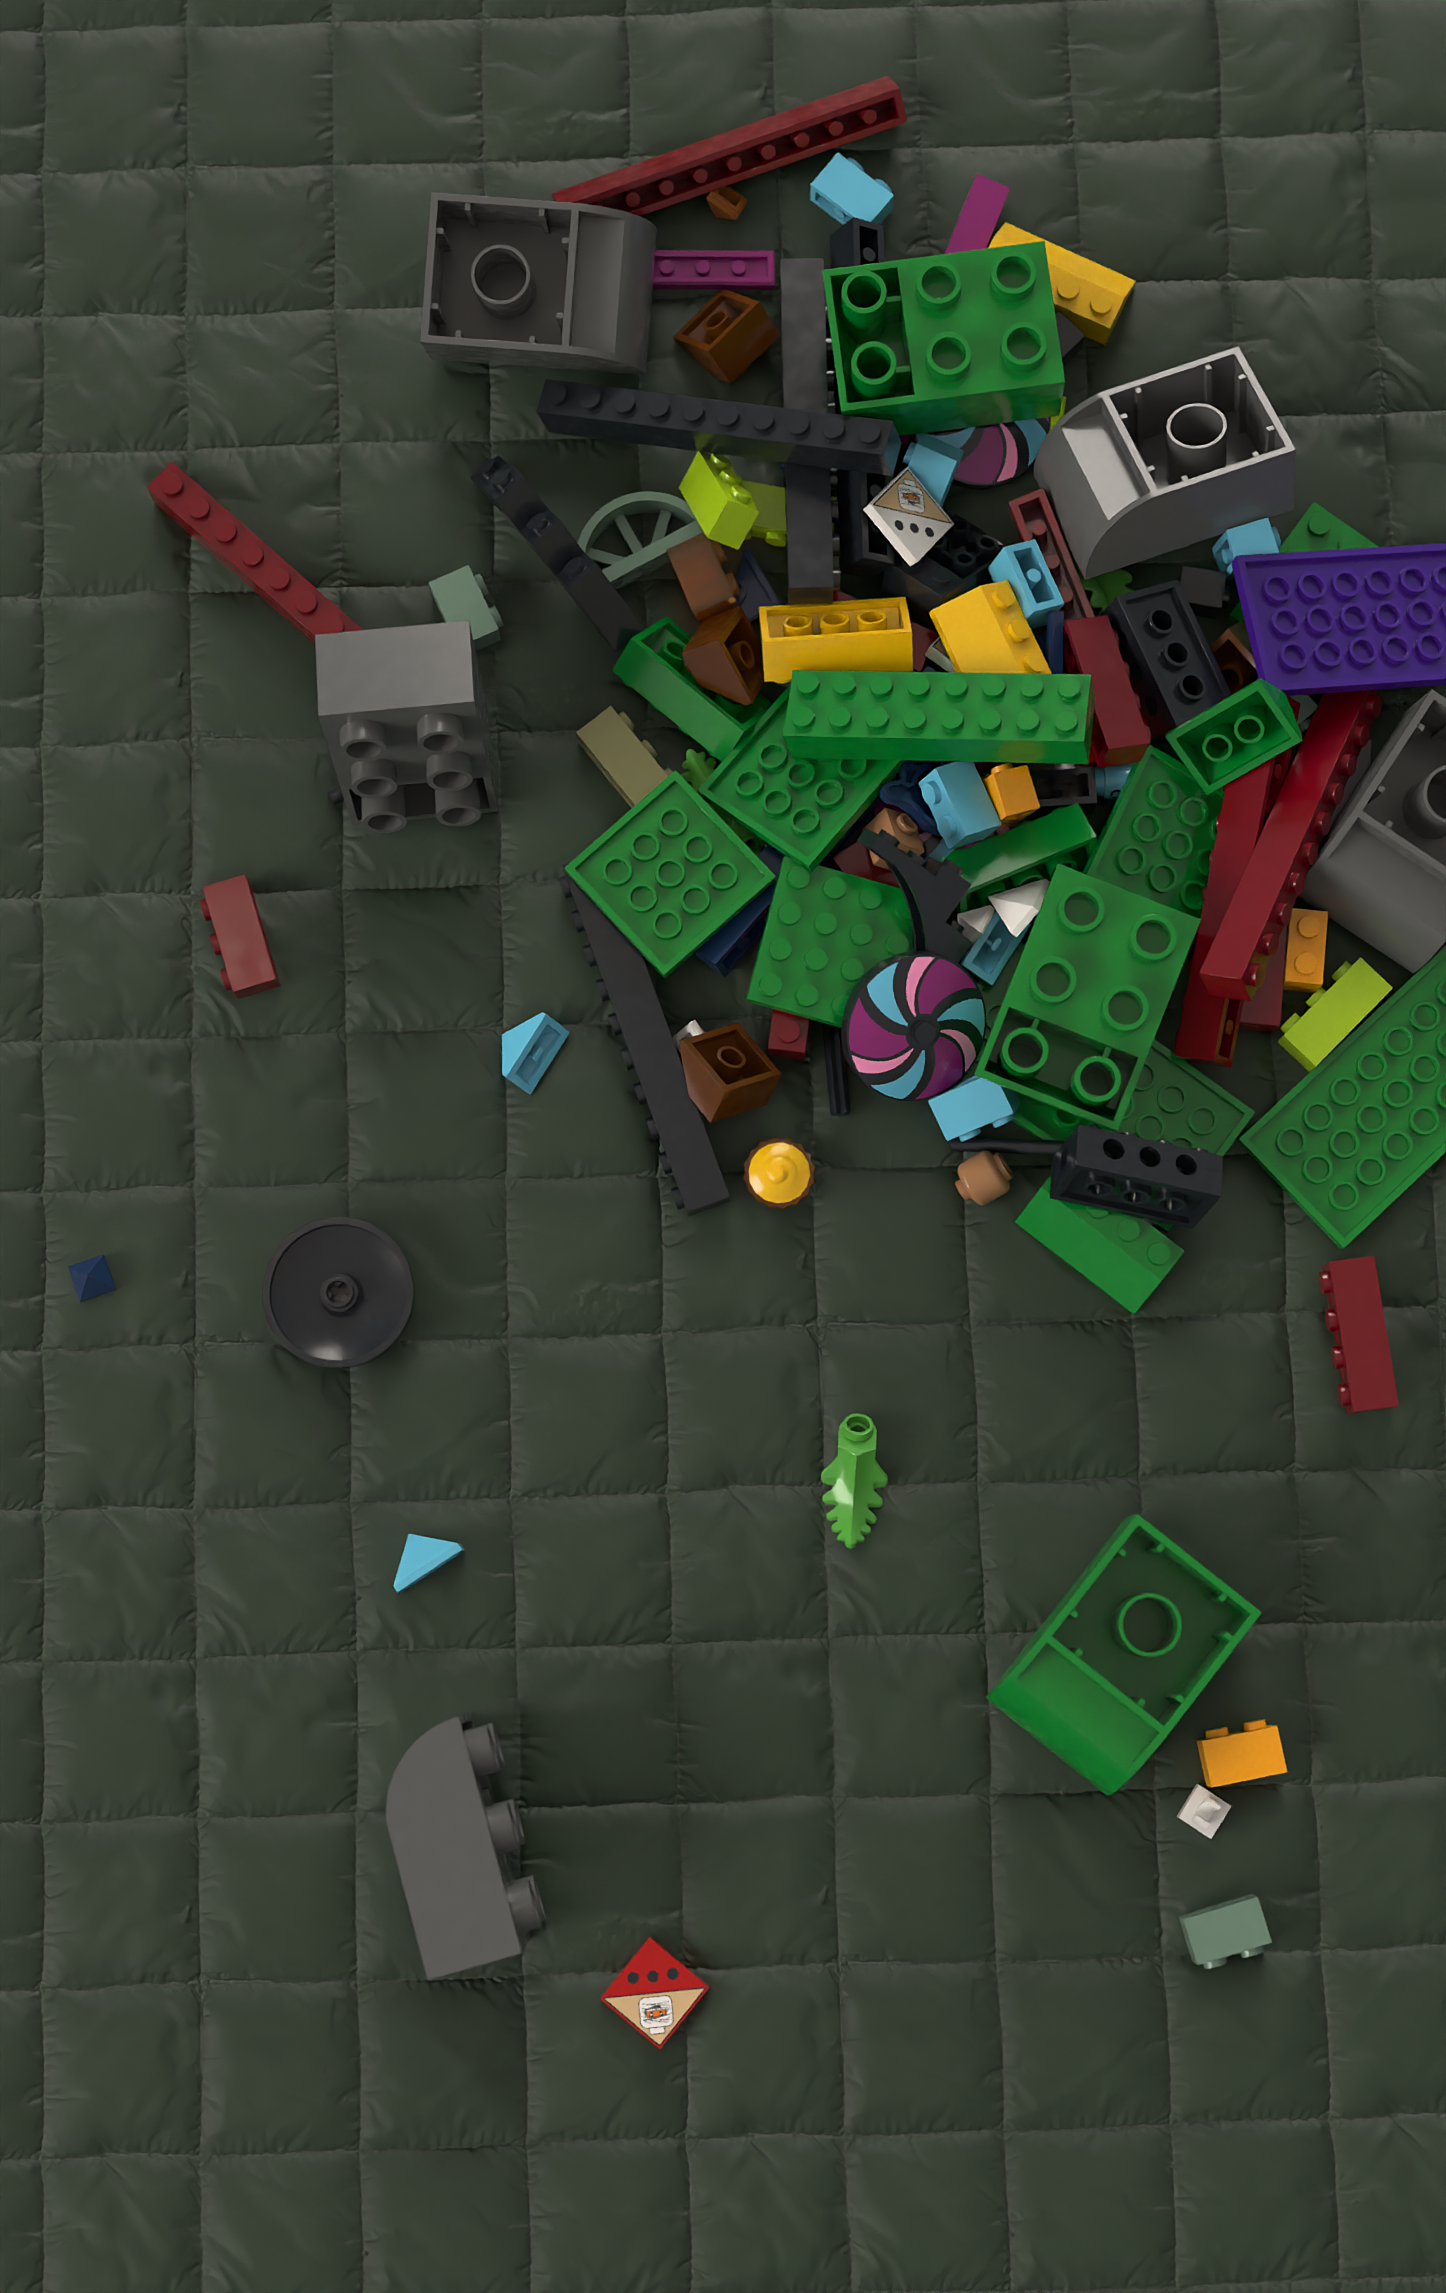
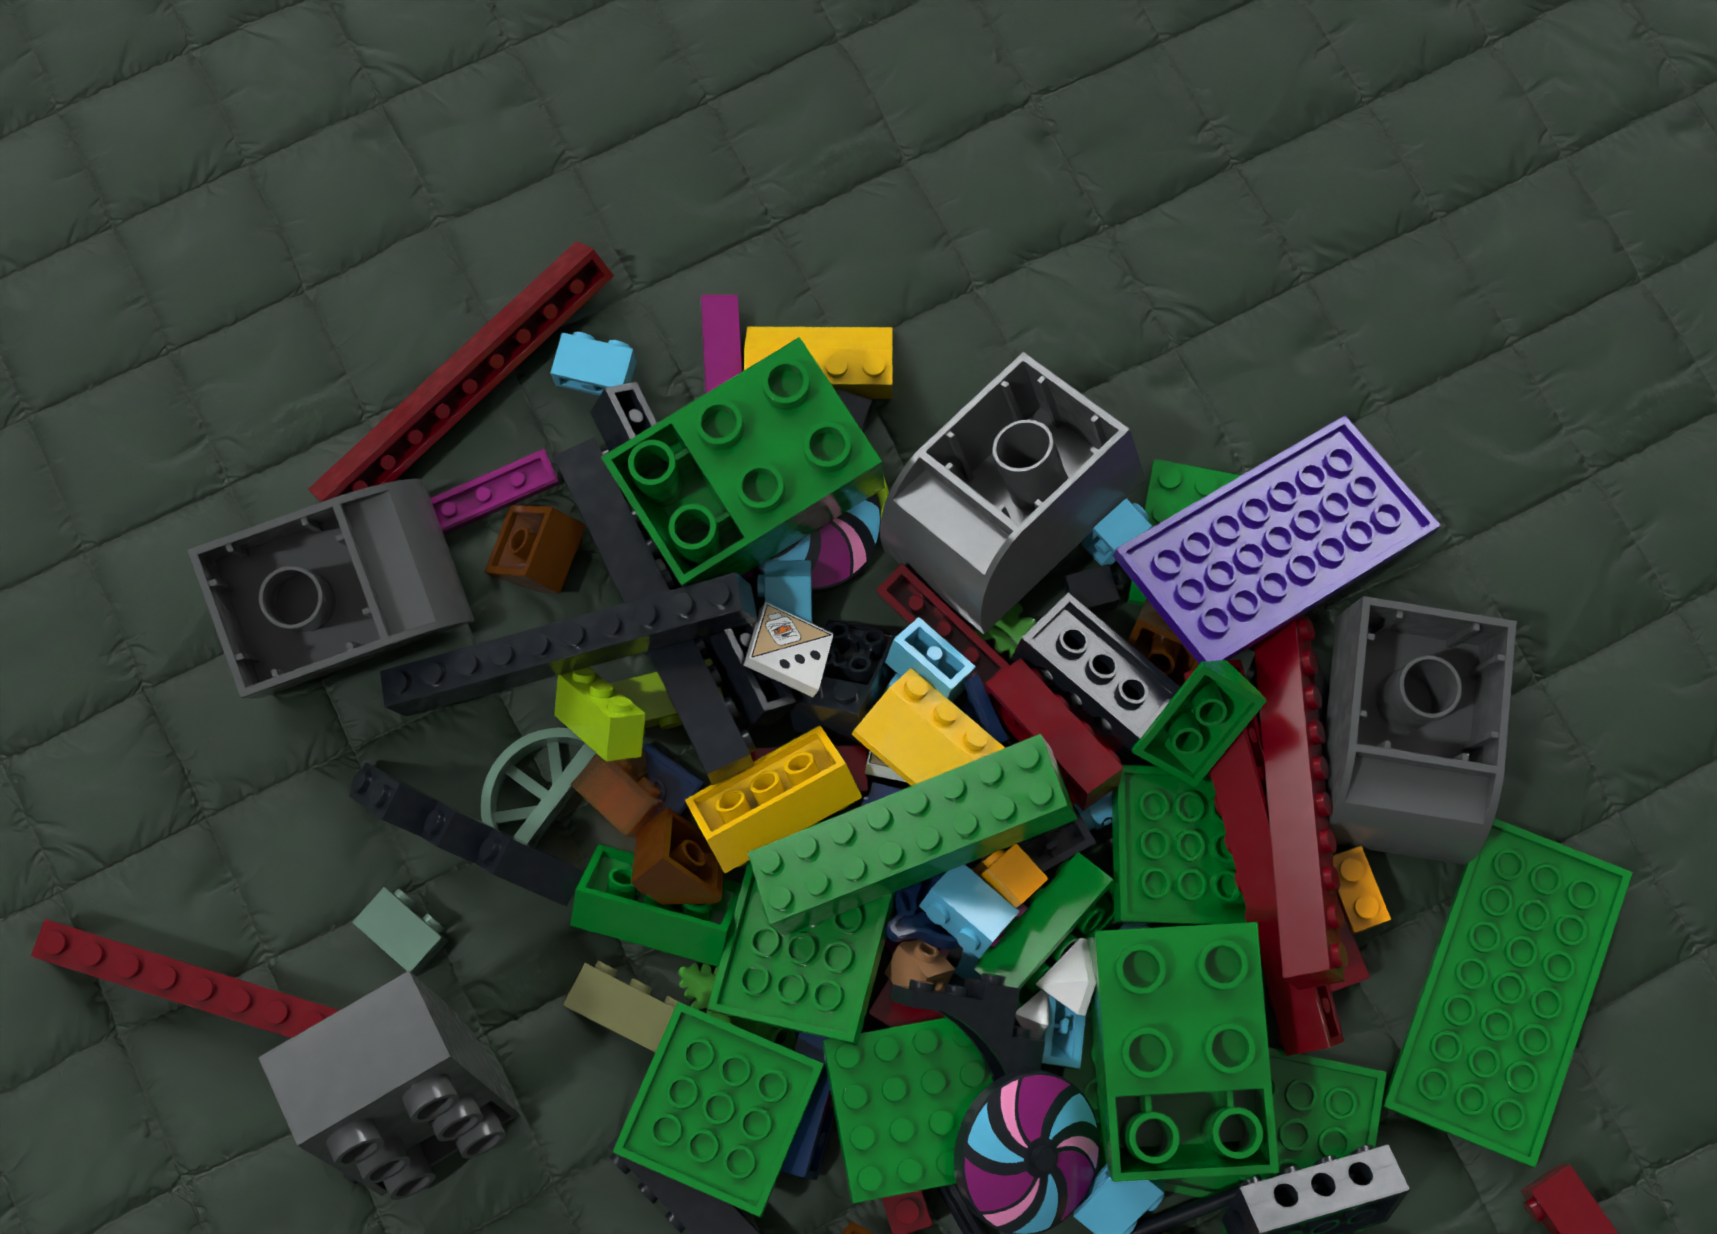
camera: 25 degrees left, 5 degrees down
(726, 203) = (478, 424): dark orange slope -> none
(1333, 1013) = (1411, 939): lime brick -> none

